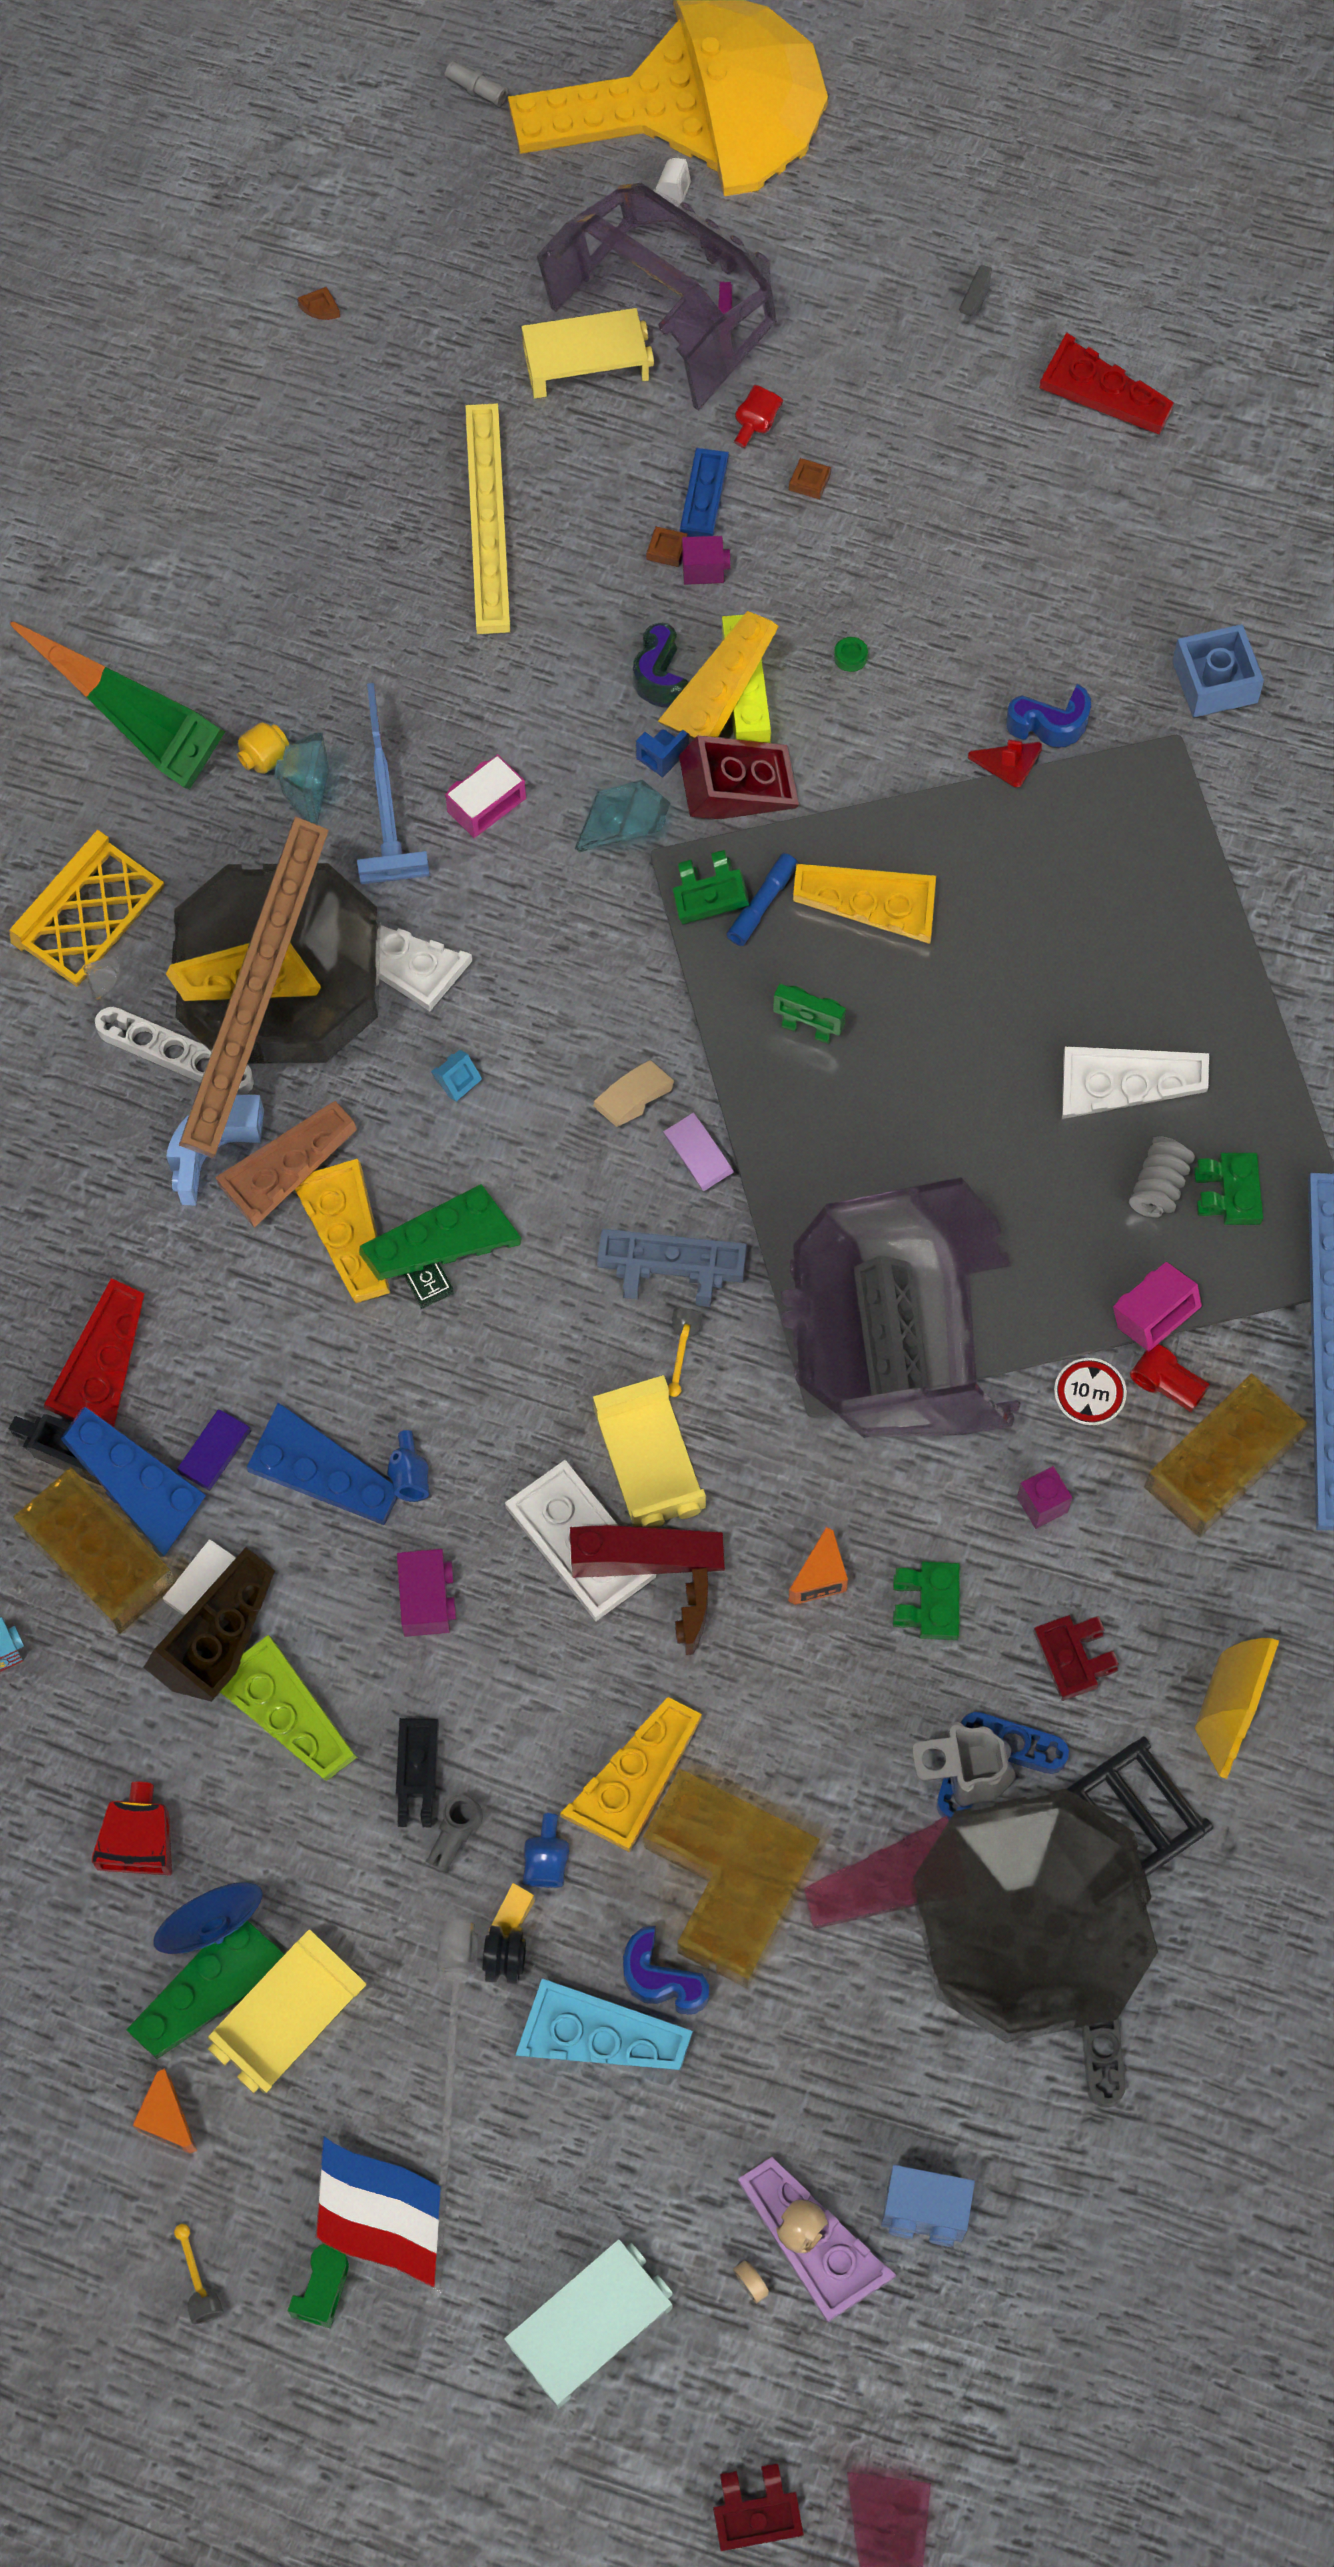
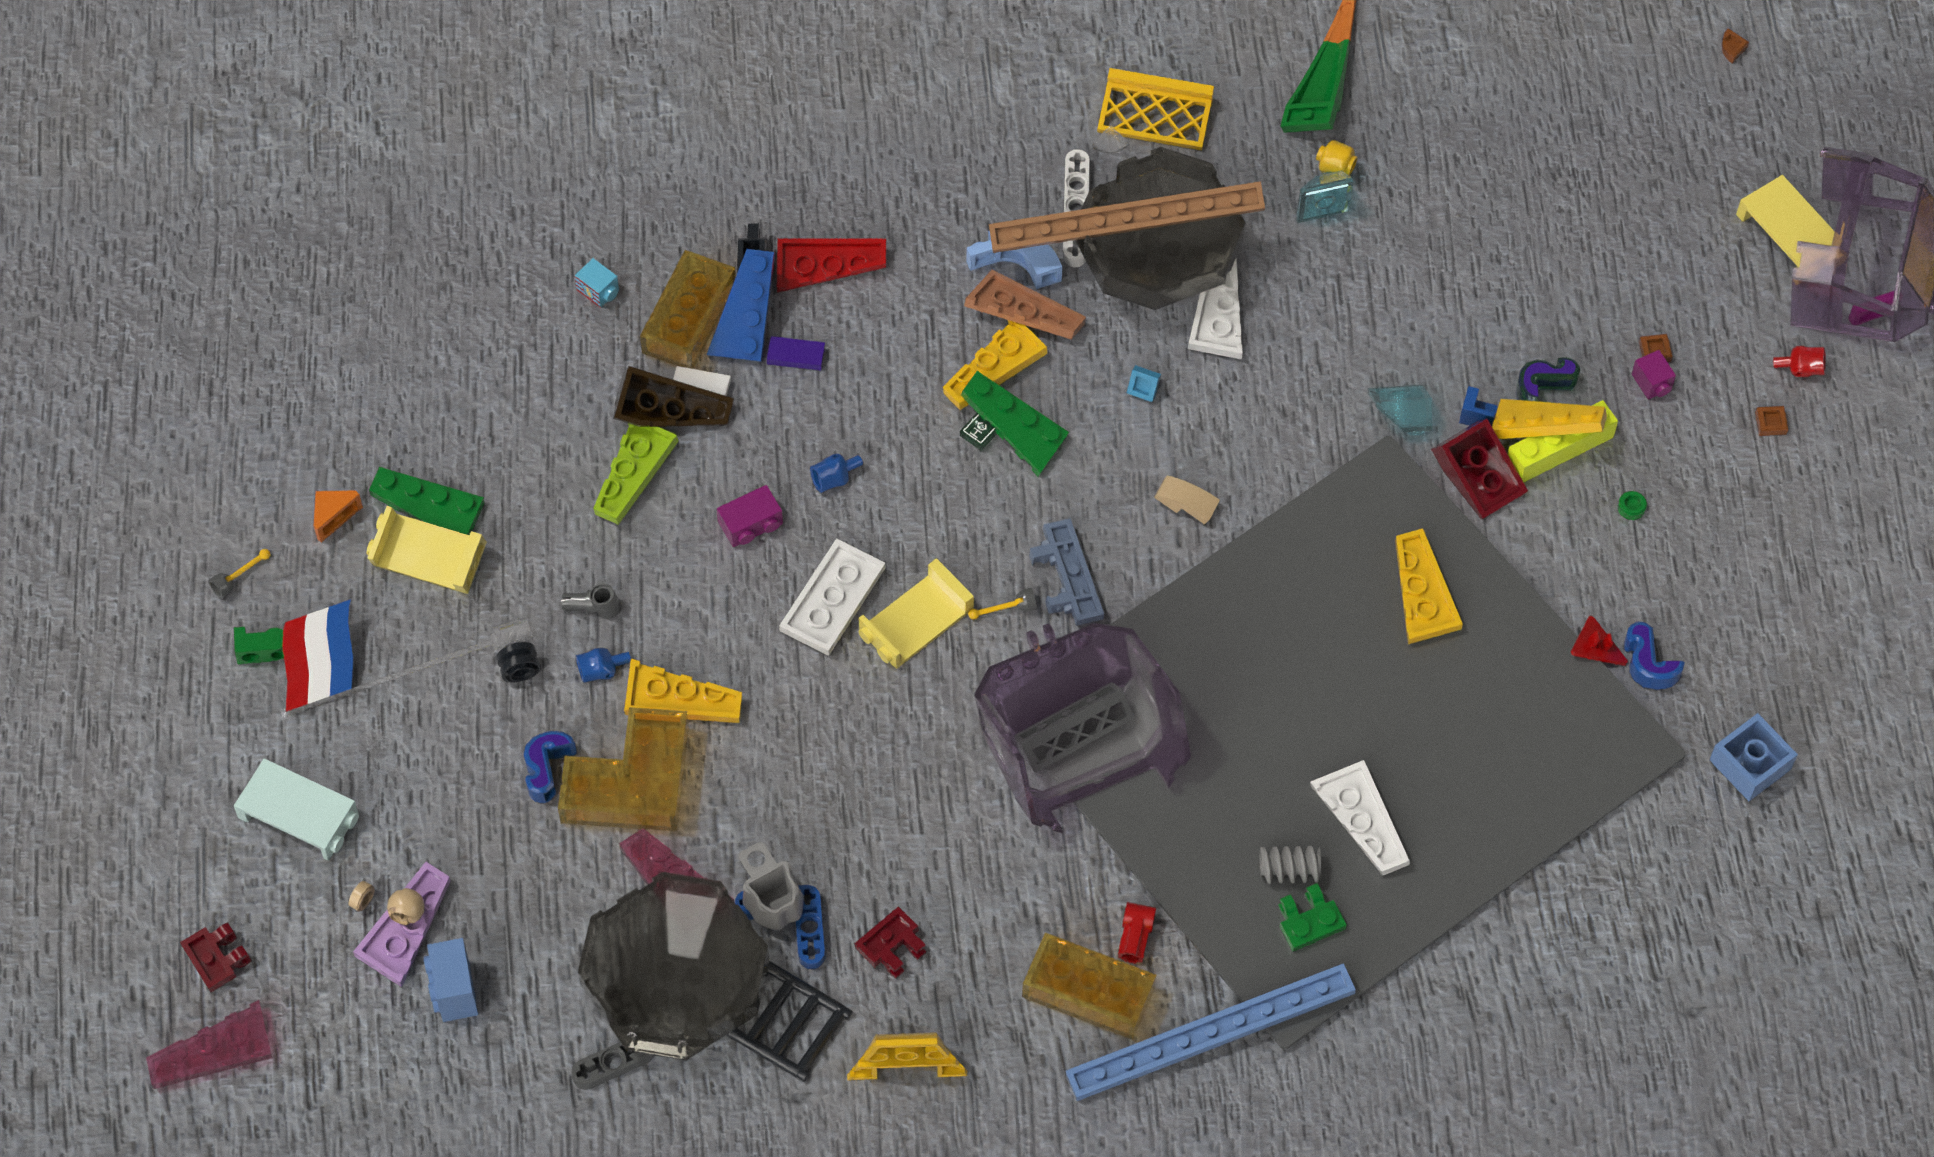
camera: 65 degrees right, 5 degrees down
(135, 1835) = (508, 417): red torso -> none
(208, 1918) = (465, 477): blue hat -> none
(216, 974) = (1160, 242): yellow wing -> none
(314, 1465) = (812, 419): blue wing -> none
(392, 864) = (1378, 221): medium blue piece -> none
(417, 1767) = (625, 562): black hinge -> none
(485, 795) = (1375, 312): brick -> none
(487, 519) = (1609, 223): light yellow plate -> none
(514, 1909) = (555, 659): yellow piece -> none
(589, 2029) = (492, 739): medium azure wing -> none
(643, 1551) = (836, 632): dark red slope -> none
(694, 1617) = (803, 689): reddish brown slope -> none
(698, 1151) = (1160, 557): lavender slope -> none
(704, 492) = (1716, 355): blue tile -> none
(711, 895) = (1364, 479): green plate -> none
(752, 914) = (1366, 517): blue piece -> none
(800, 1006) = (1301, 578): green plate -> none
(822, 1572) = (878, 754): orange slope -> none
(938, 1600) = (894, 840): green plate -> none
(1044, 1497) = (1000, 878): magenta brick -> none
(1090, 1391) = (1104, 886): sticker -> none
(1157, 1306) = (1182, 896): dark pink brick -> none

